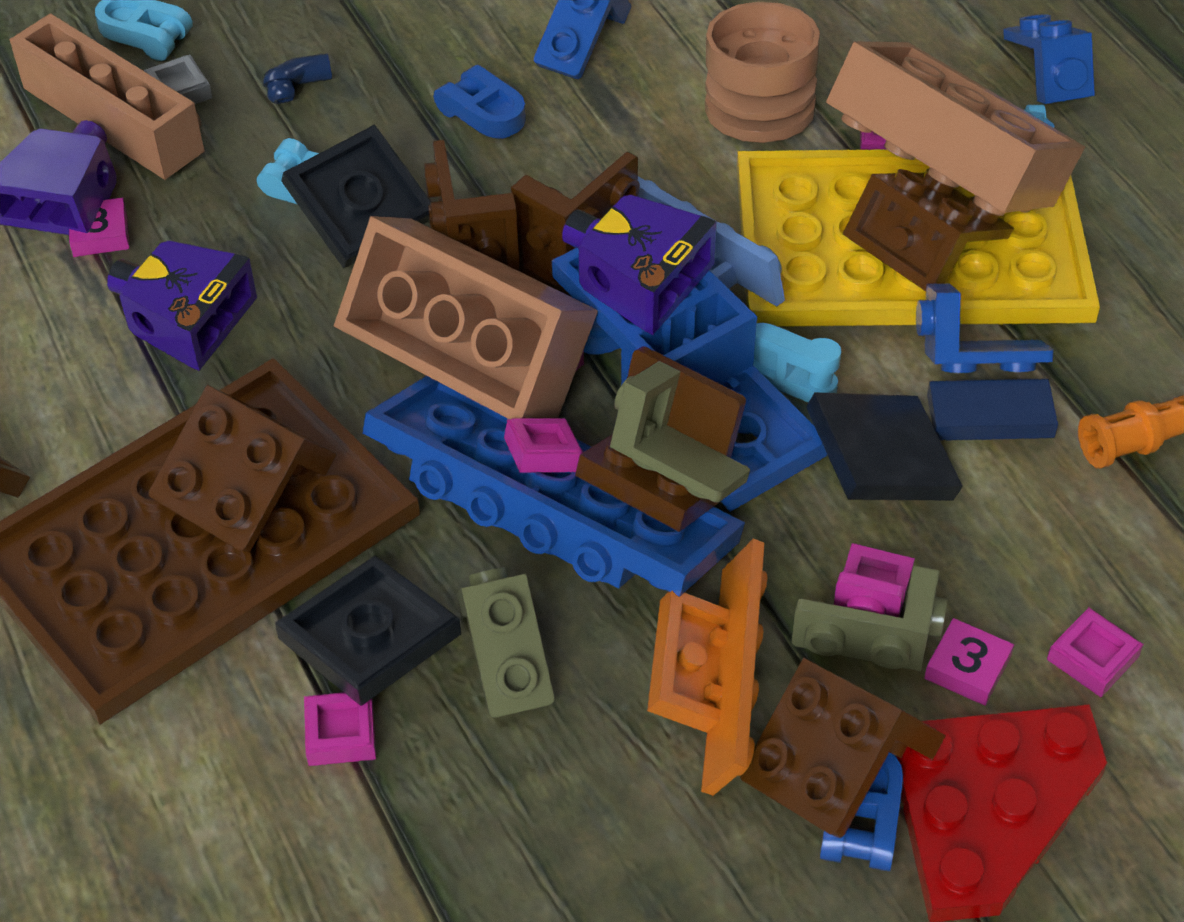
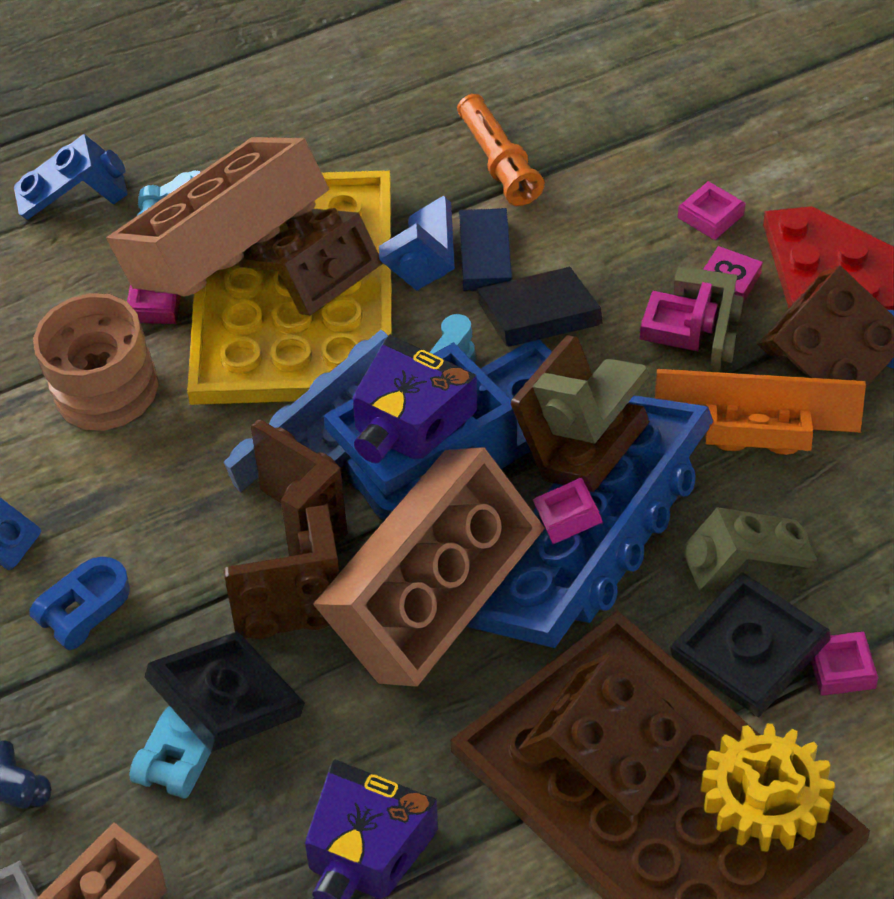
camera: 90 degrees left, 0 degrees up
(143, 597) = (770, 792): none -> yellow gear

